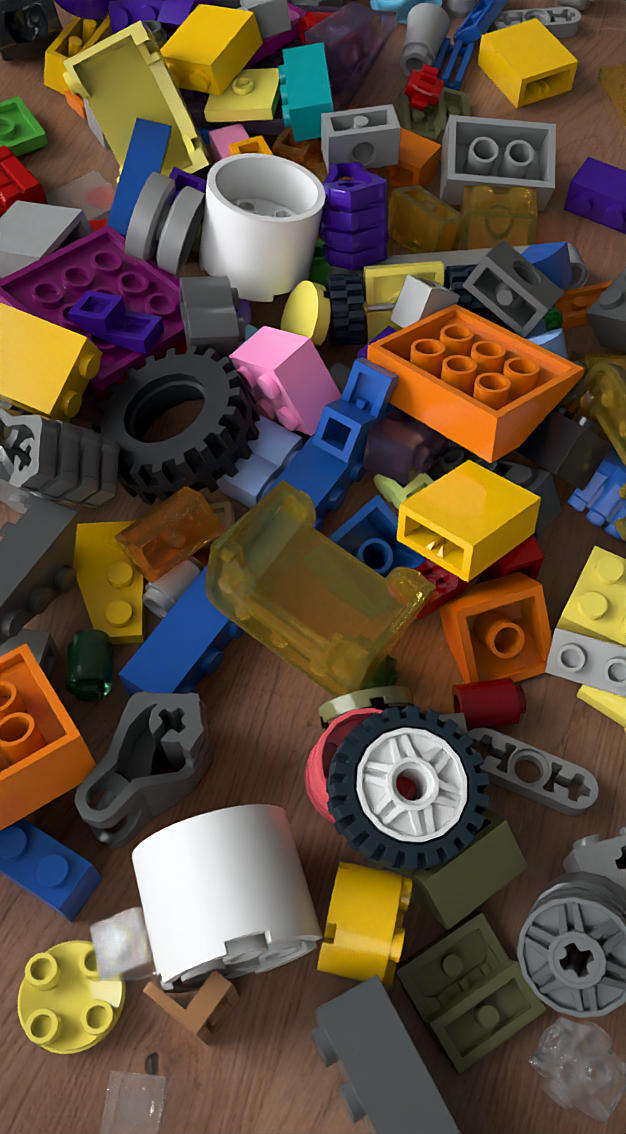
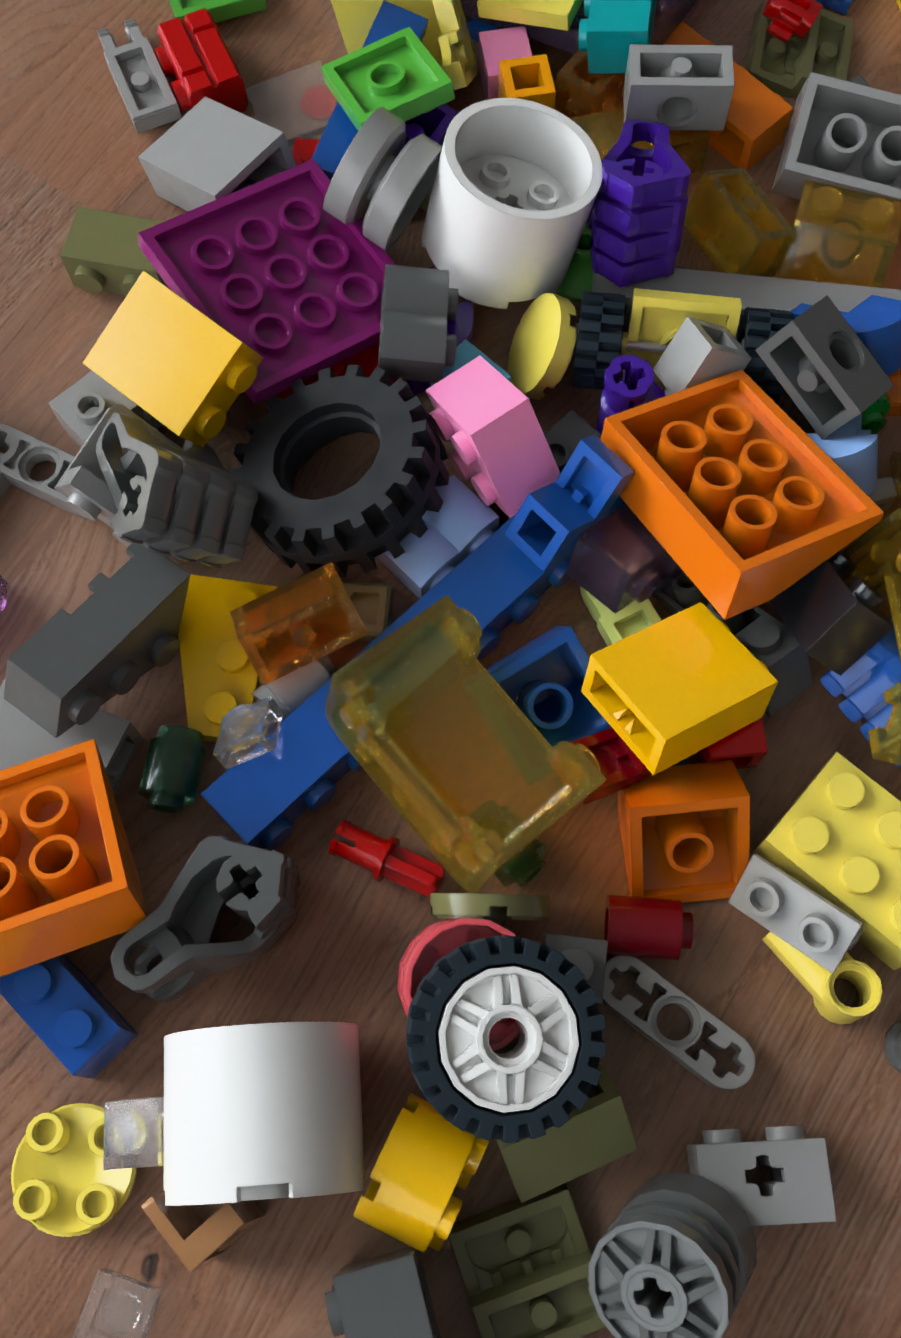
camera: 15 degrees right, 10 degrees up
(108, 319) = (282, 308): dark purple slope -> none
(146, 620) = (248, 732): none -> clear plate
(154, 153) = (391, 75): none -> bright green plate
(275, 697) = (388, 859): none -> red axle
(380, 327) = (634, 386): none -> dark purple bush

